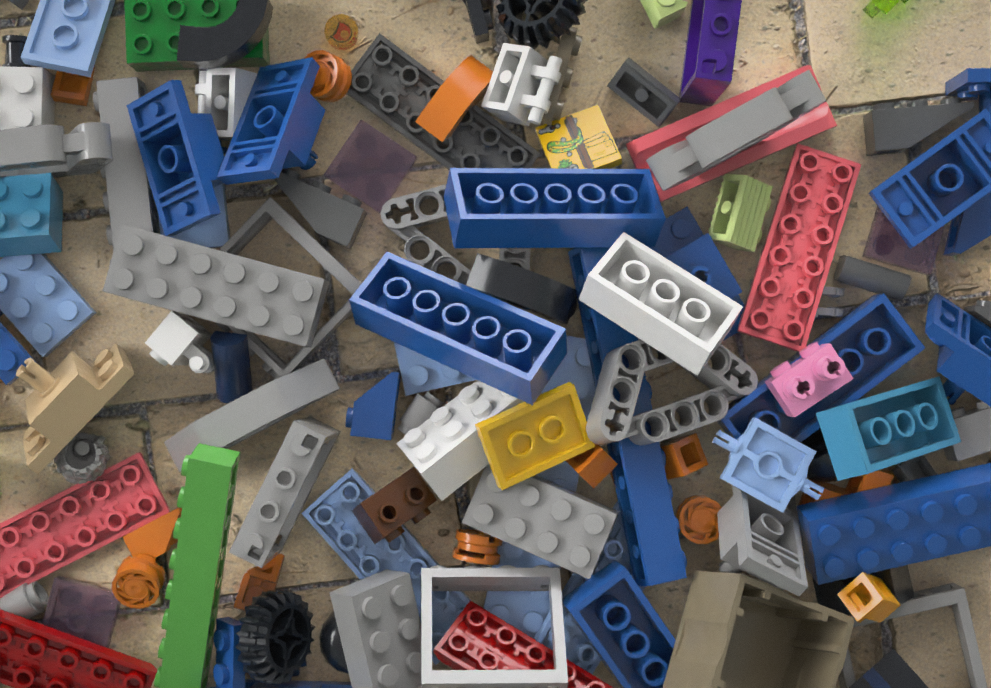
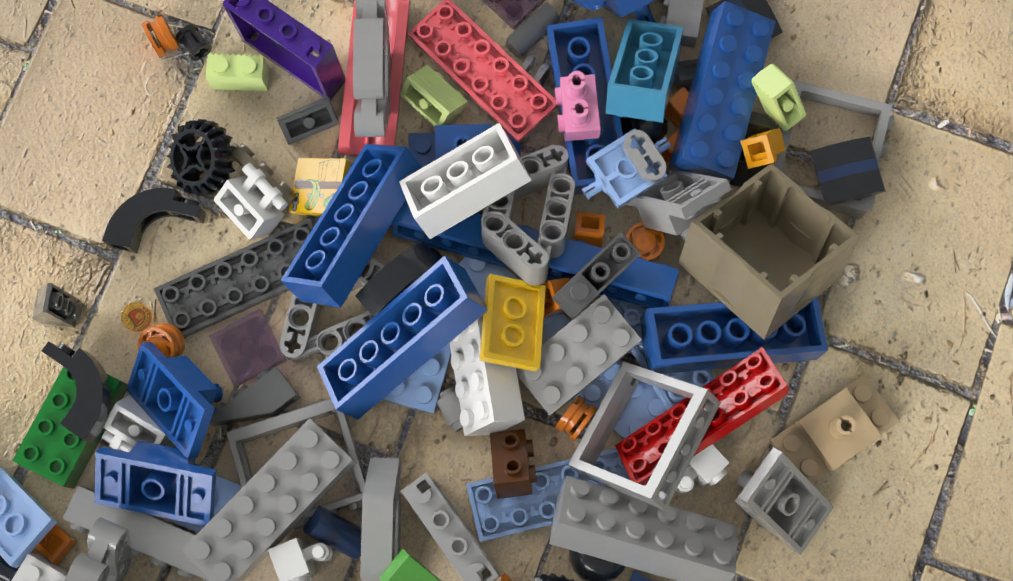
camera: 55 degrees left, 10 degrees down
(376, 410) = (432, 441): blue slope -> none
(454, 98) = (233, 256): orange brick -> none
(630, 497) = (596, 275): none -> dark grey slope
(797, 483) = (650, 152): none -> light grey beam
(934, 588) = (779, 97): none -> yellowish green brick

